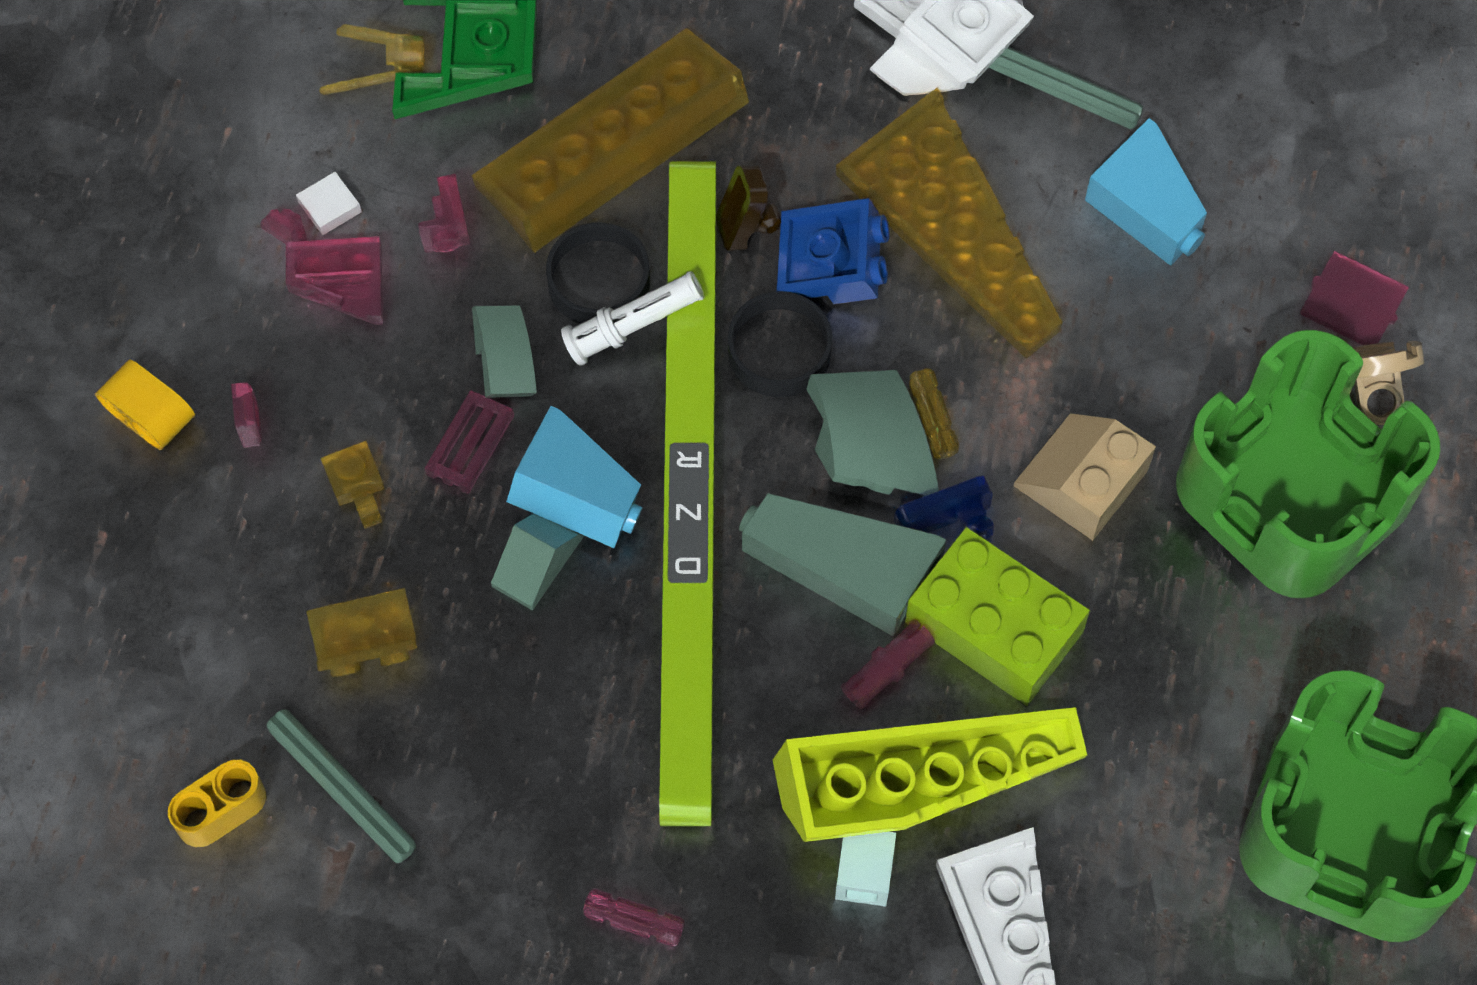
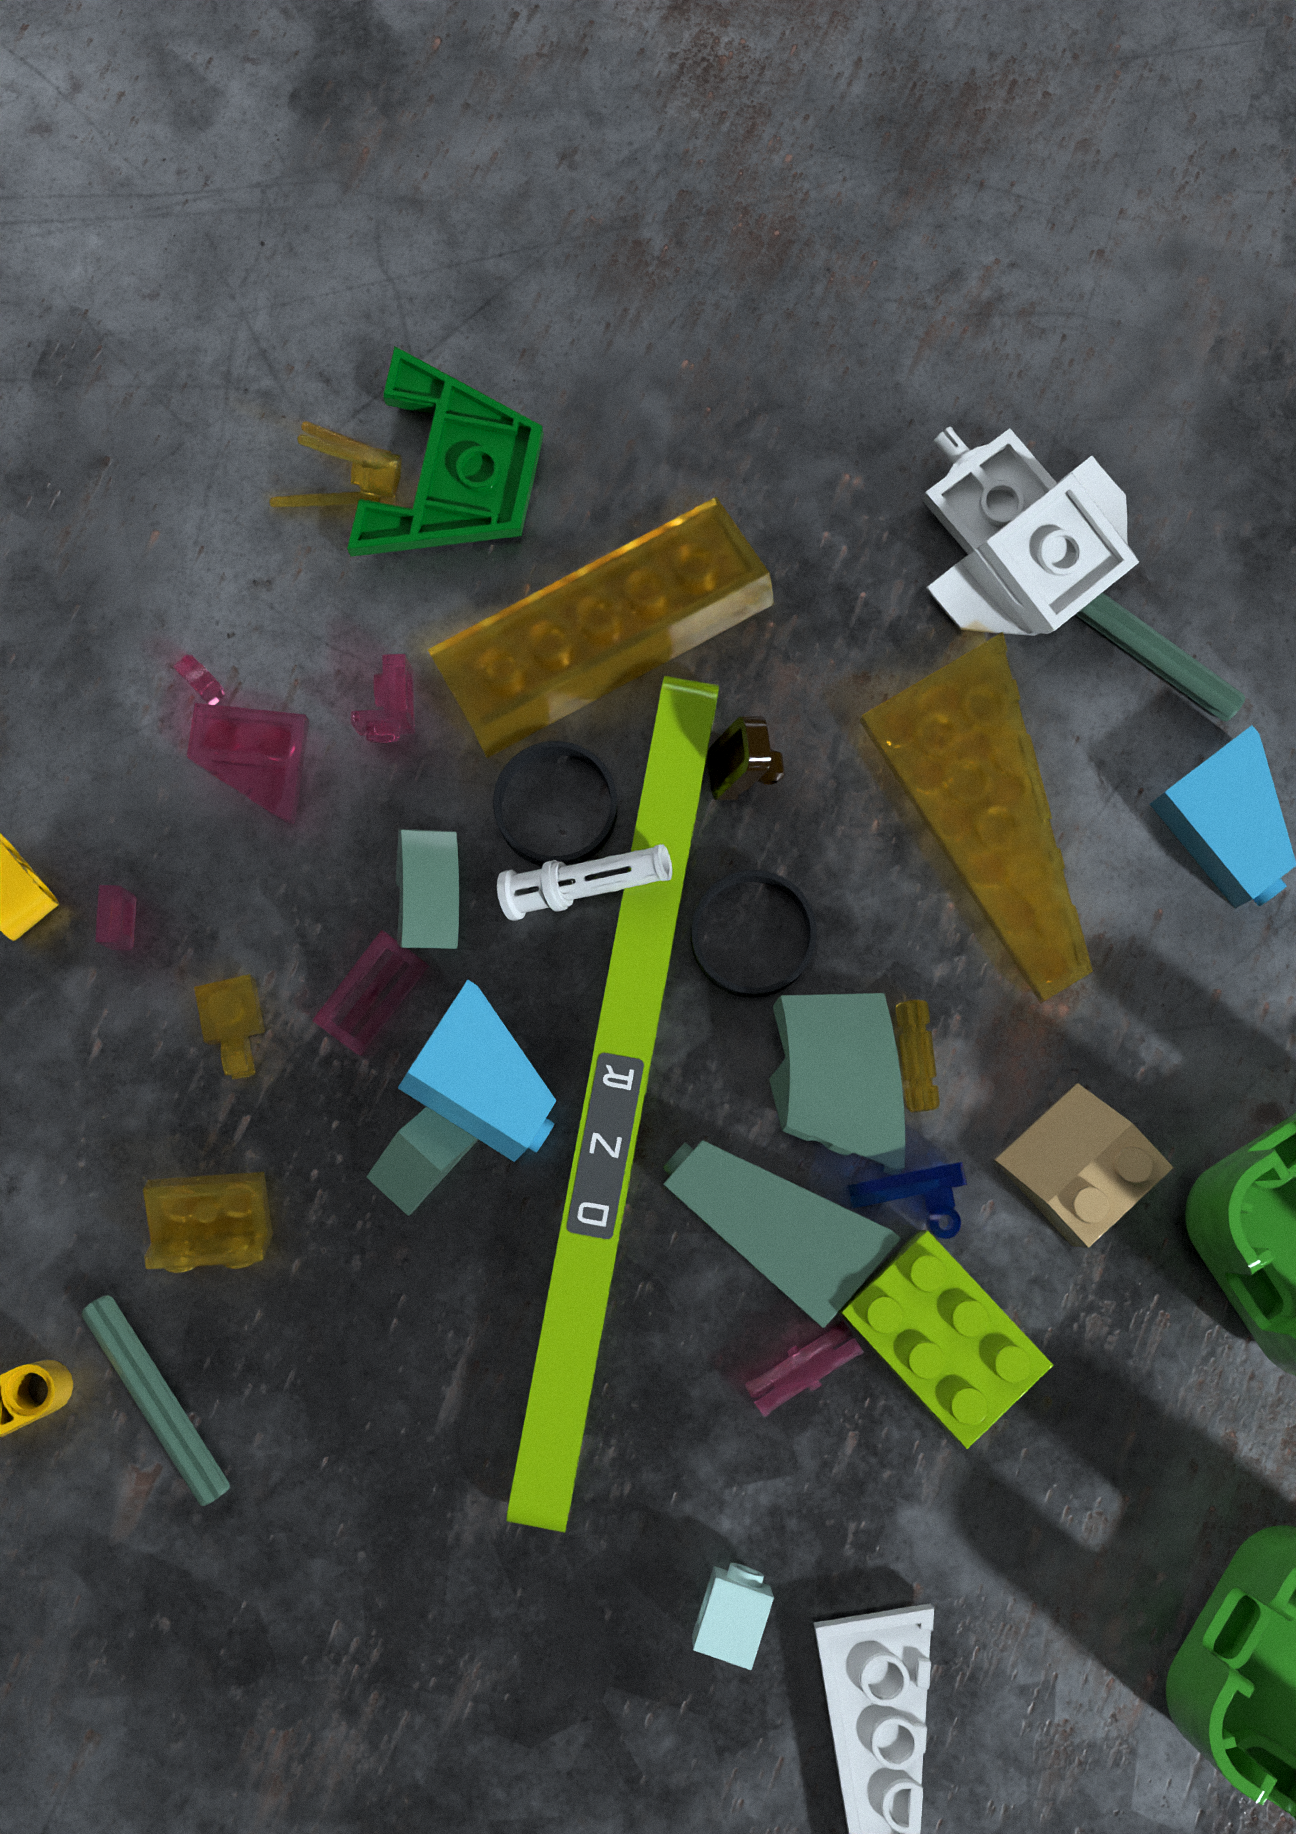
camera: 10 degrees right, 15 degrees up
(328, 203) = (256, 654): white tile -> none
(633, 917) = (459, 1623): clear pink axle -> none
(833, 251) = (836, 829): blue plate -> none
(916, 772) = (799, 1526): neon yellow wedge -> none

